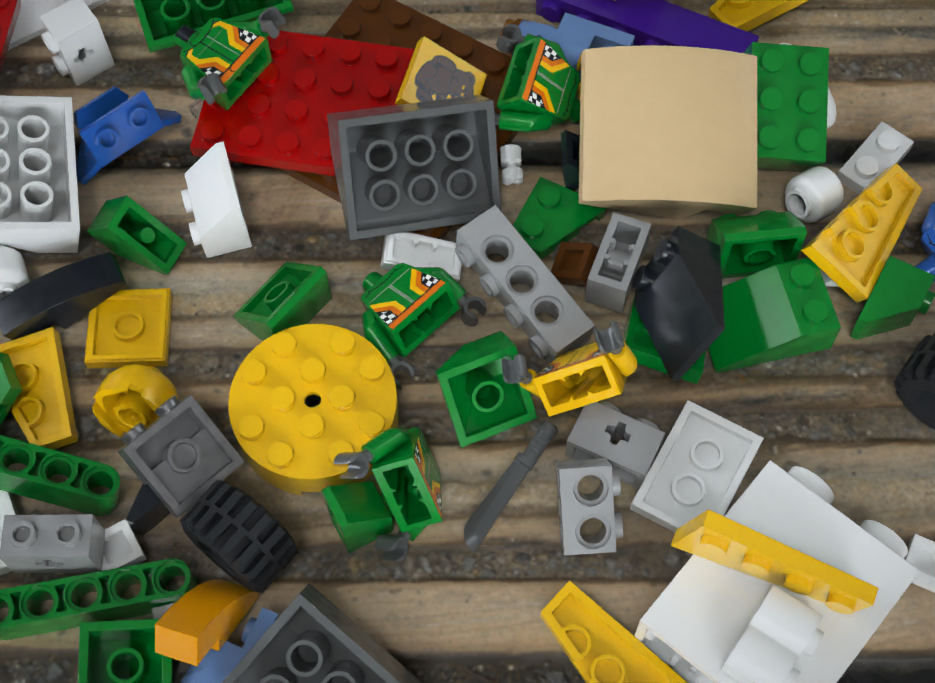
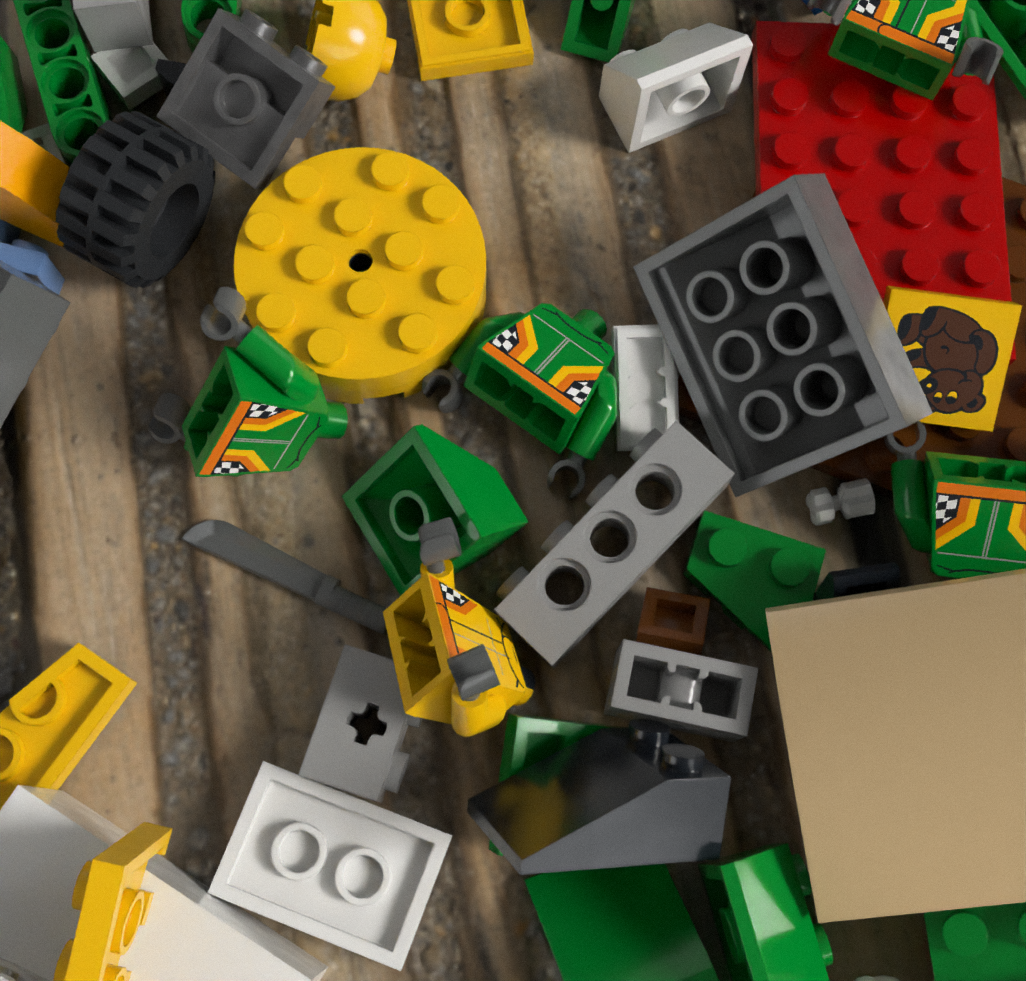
camera: 75 degrees right, 10 degrees up
(286, 300) = (531, 207): green slope -> none
(358, 513) = (179, 340): green slope -> none
(577, 507) = (240, 688): light grey brick -> none

